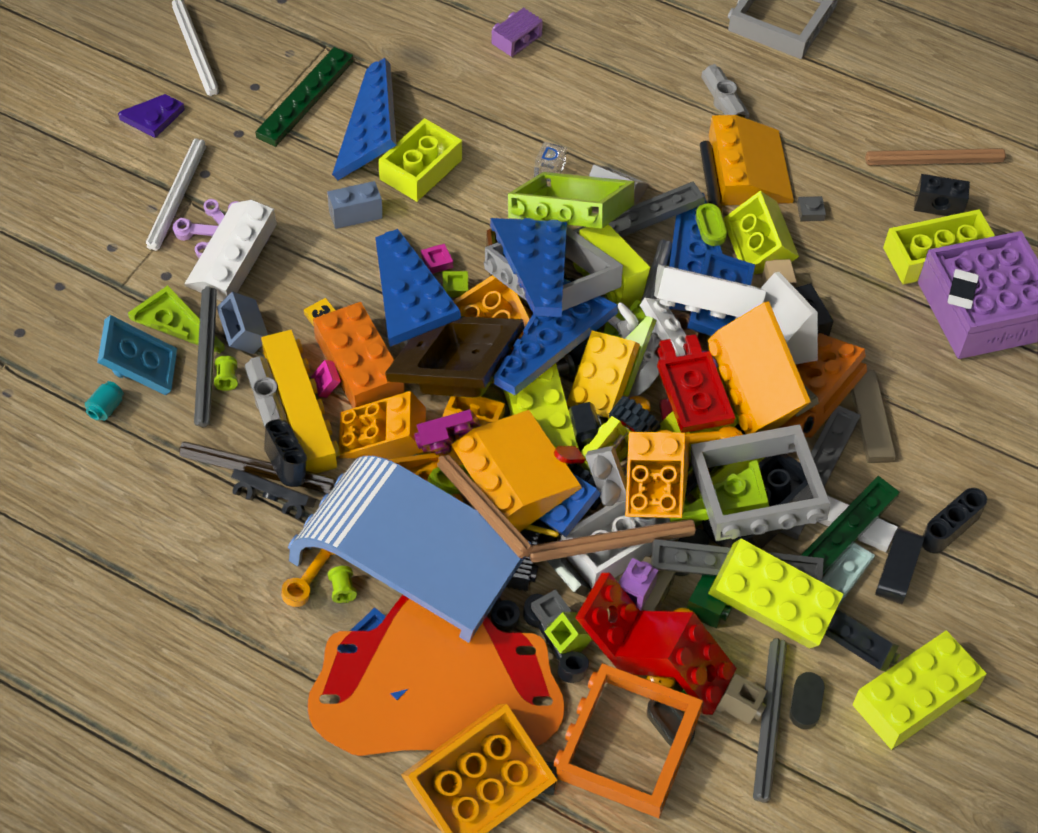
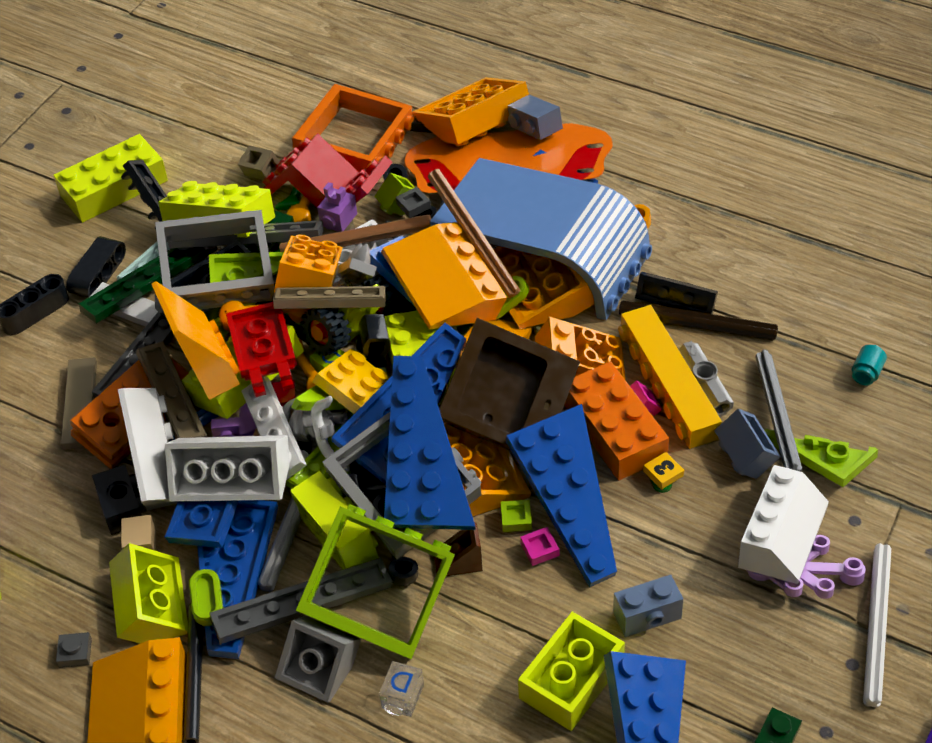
camera: 175 degrees left, 5 degrees down
(137, 355) = (847, 389): dark azure plate -> none
(225, 376) = (750, 394): lime bush -> none
(285, 453) = (667, 301): black beam -> none
(400, 735) = (535, 117): none -> sand blue brick
(440, 433) = (513, 307): magenta plate -> none
(569, 454) = (393, 280): red piece -> none
(626, 419) = (329, 297): none -> dark tan tile
(770, 721) = (246, 138): dark grey axle -> none
(807, 700) = (206, 170): pearl dark grey tile -> none

